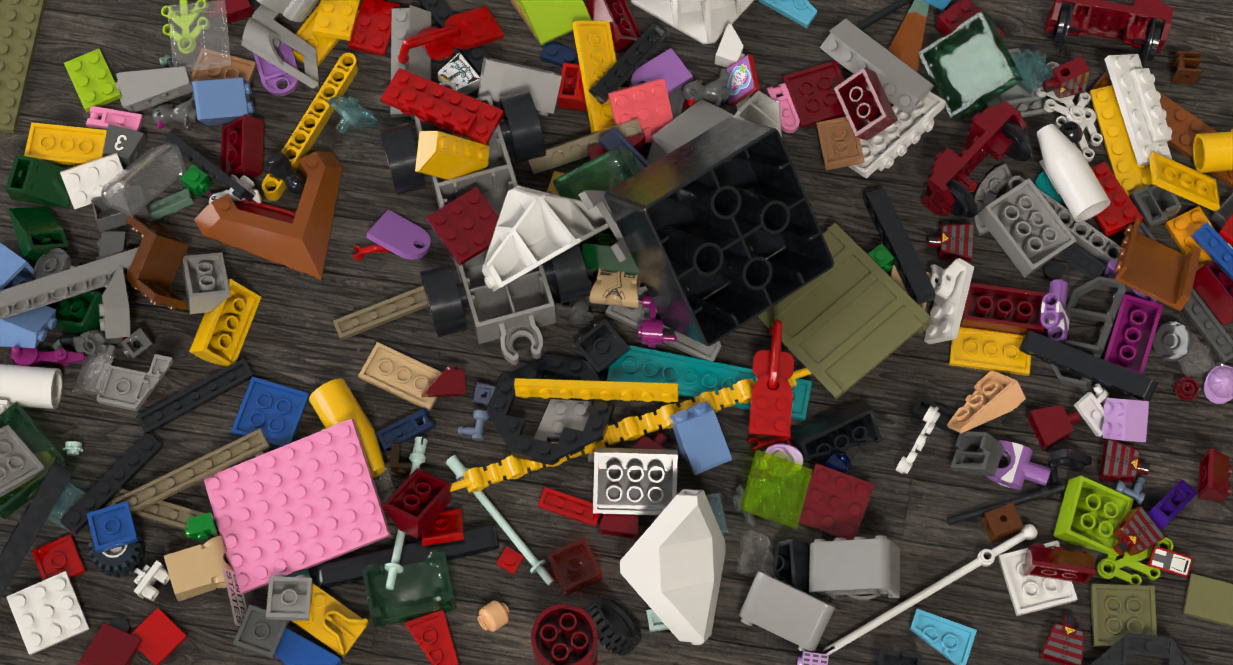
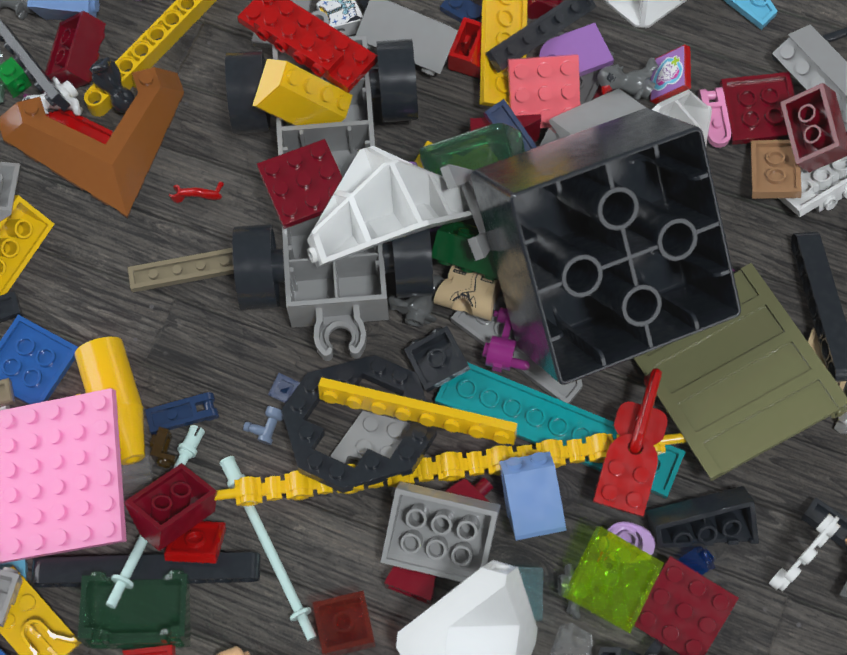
camera: 15 degrees right, 0 degrees up
(351, 113) = (207, 32): clear light blue plate -> none
(399, 375) = (195, 349): tan tile -> none
(400, 236) = (229, 183): medium lavender tile -> none
(447, 384) = (242, 368): dark red slope -> none
(510, 560) = (269, 599): red plate -> none
(568, 506) = (353, 547): red plate -> none
(578, 147) = (458, 118): dark tan plate -> none
(730, 48) = (664, 35): white slope -> none
(769, 442) = (618, 517): red piece -> none
(882, 257) = (801, 316): green brick -> none

